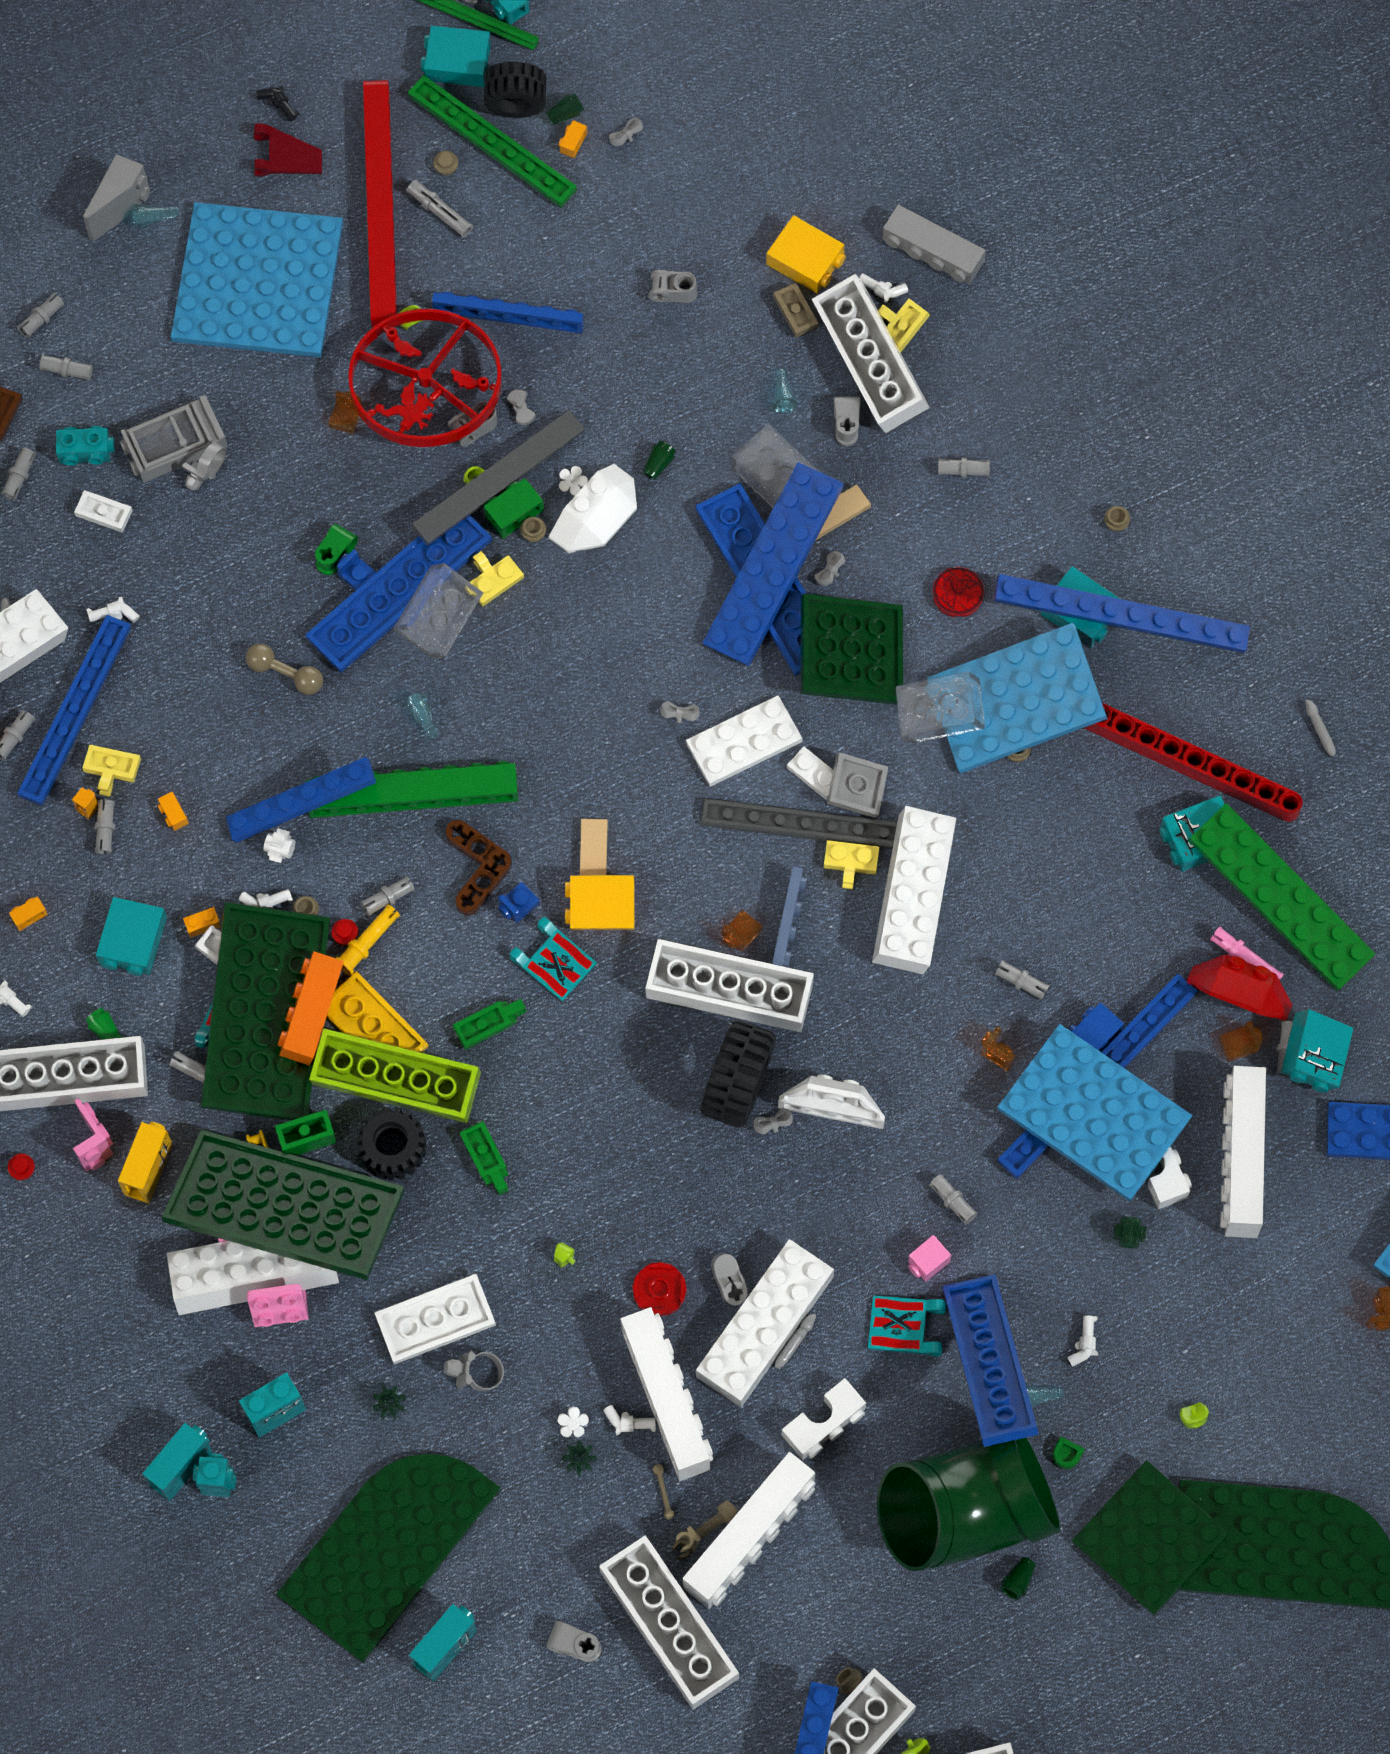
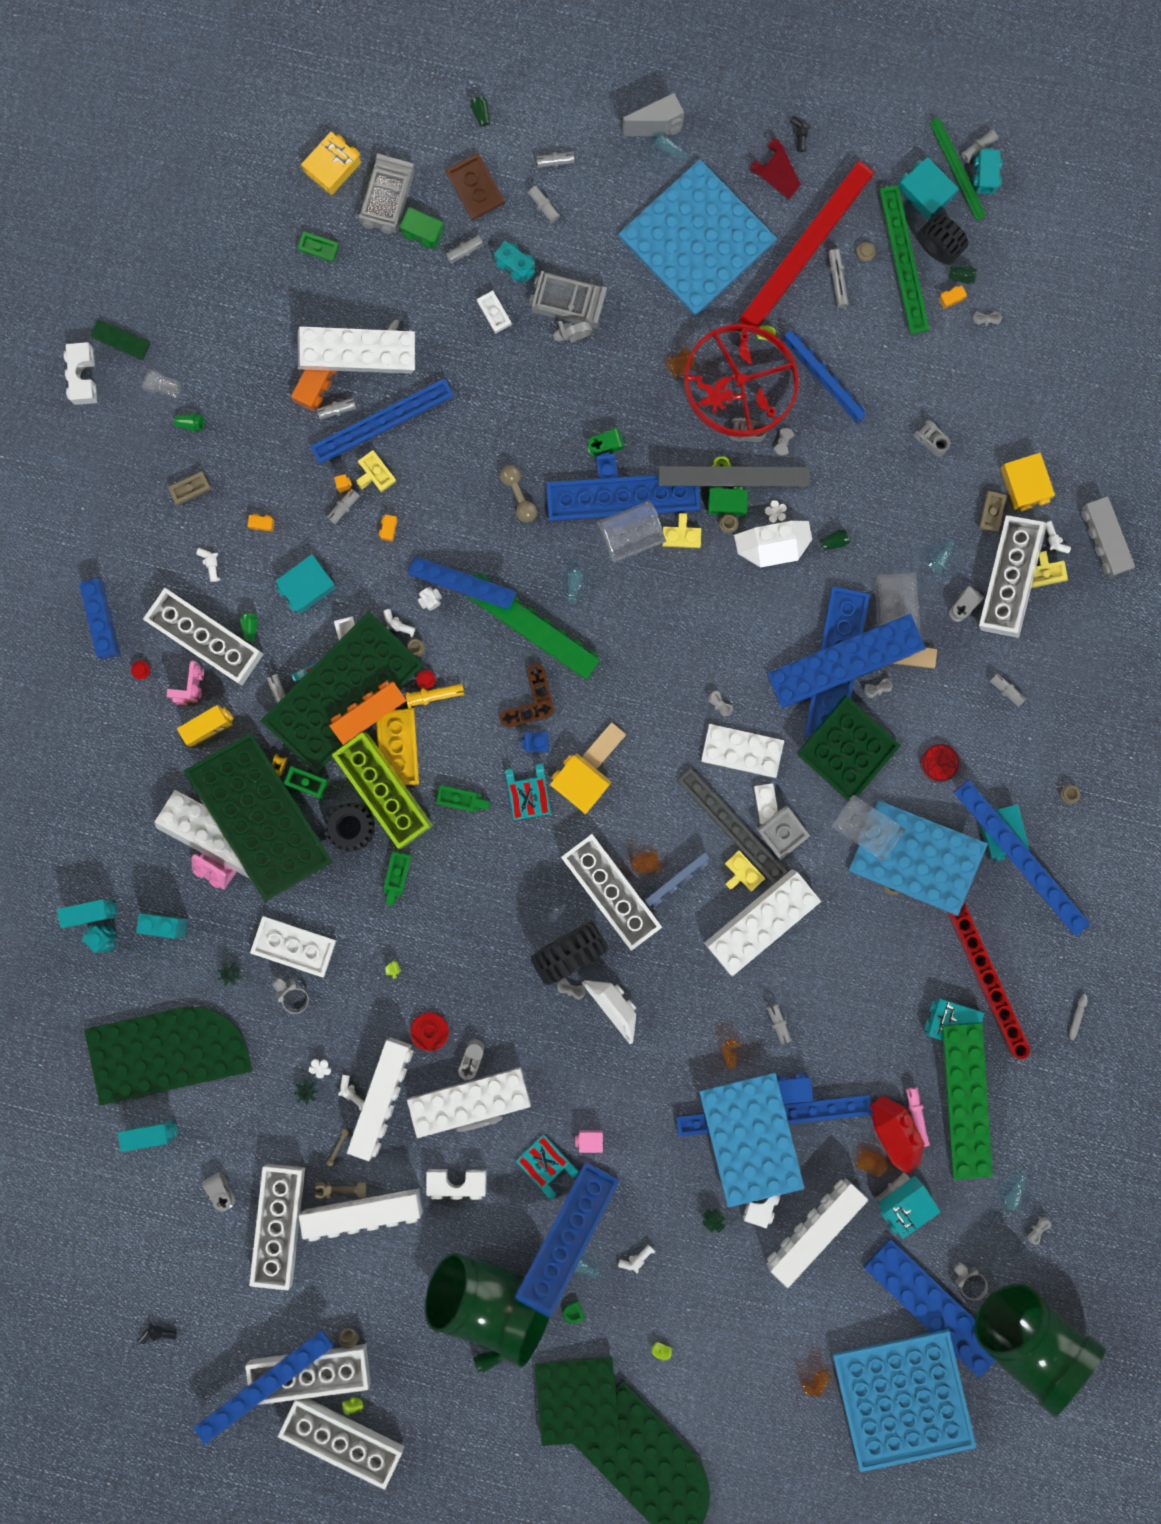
camera: 40 degrees right, 15 degrees up
(115, 610) = (452, 378): white piece -> none
(200, 922) = (352, 608): light orange piece -> none
(387, 895) = (466, 678): light grey pin -> none
(953, 1199) = (632, 1117): light grey pin -> none

